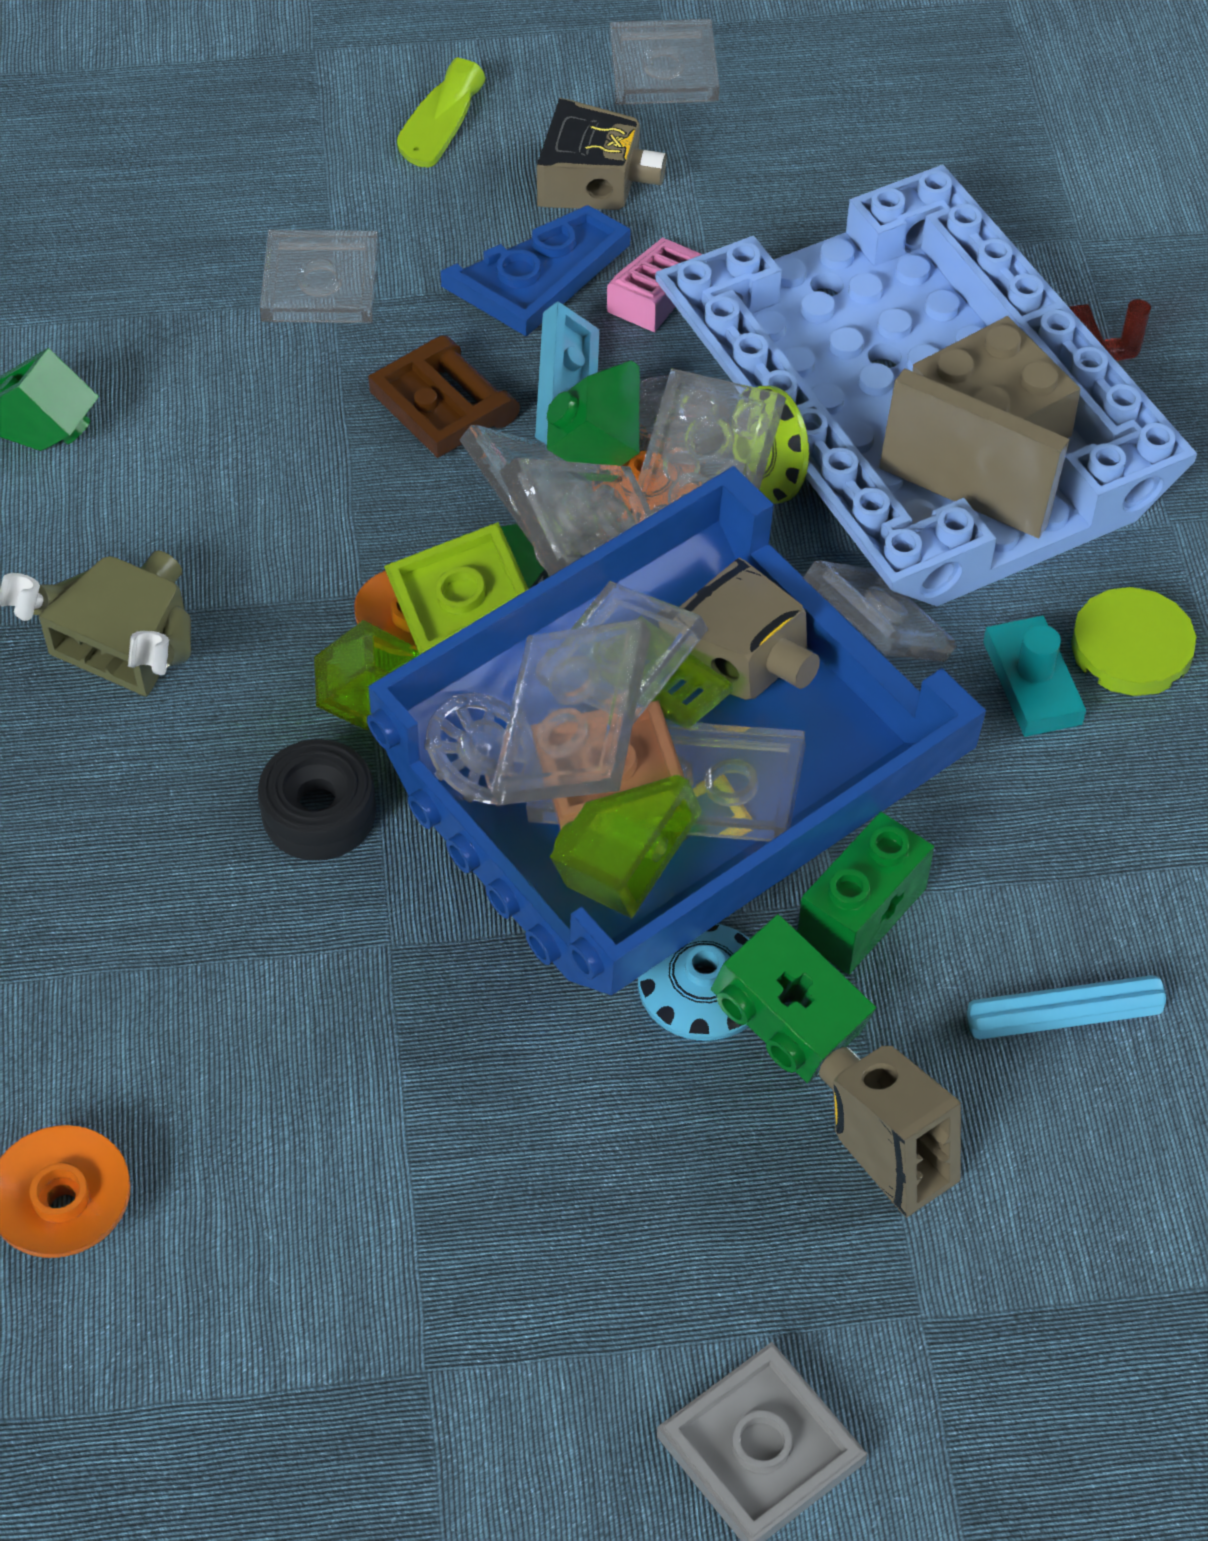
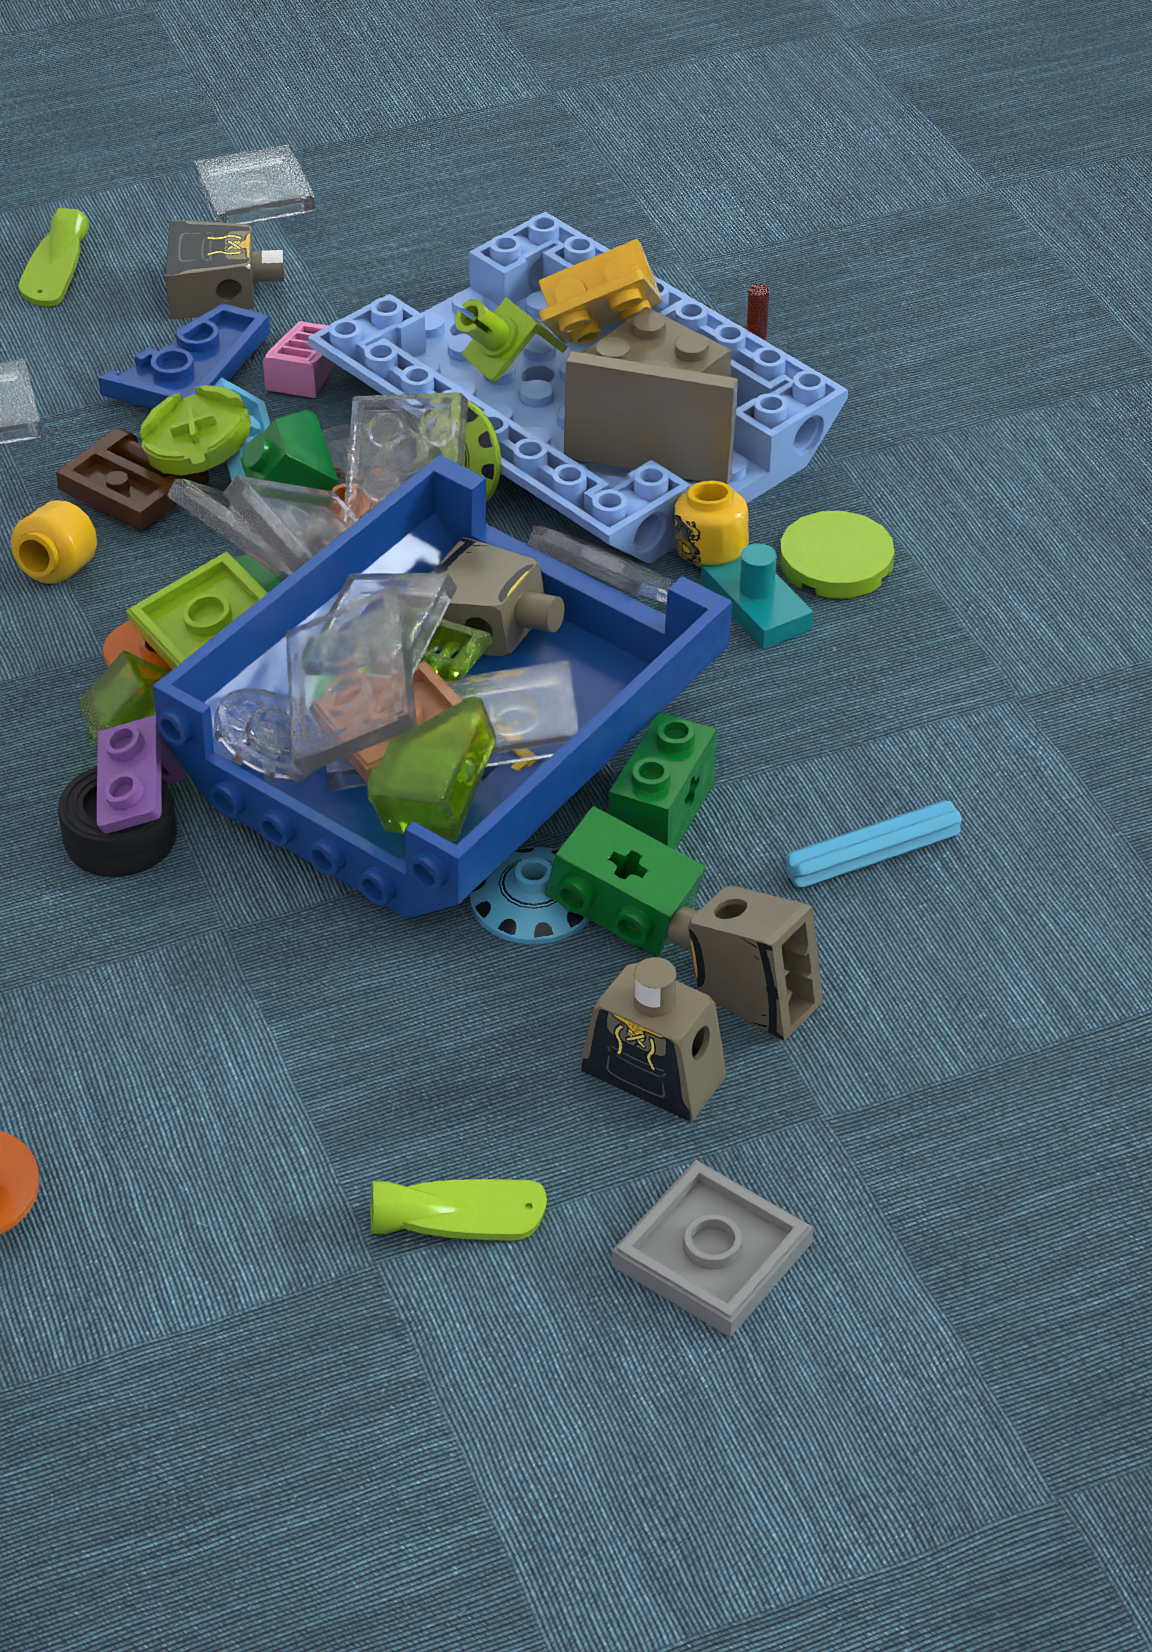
camera: 15 degrees left, 10 degrees down
(335, 763) = (130, 774): none -> medium lavender bracket
(343, 458) = (53, 542): none -> yellow head
(513, 361) = (195, 431): none -> lime tile
(525, 1334) = (459, 1208): none -> lime piece
(759, 1194) = (656, 1039): none -> dark tan torso
(853, 312) = (499, 335): none -> lime bracket
(965, 282) = (598, 293): none -> yellow bracket
(1006, 585) = (710, 524): none -> yellow head

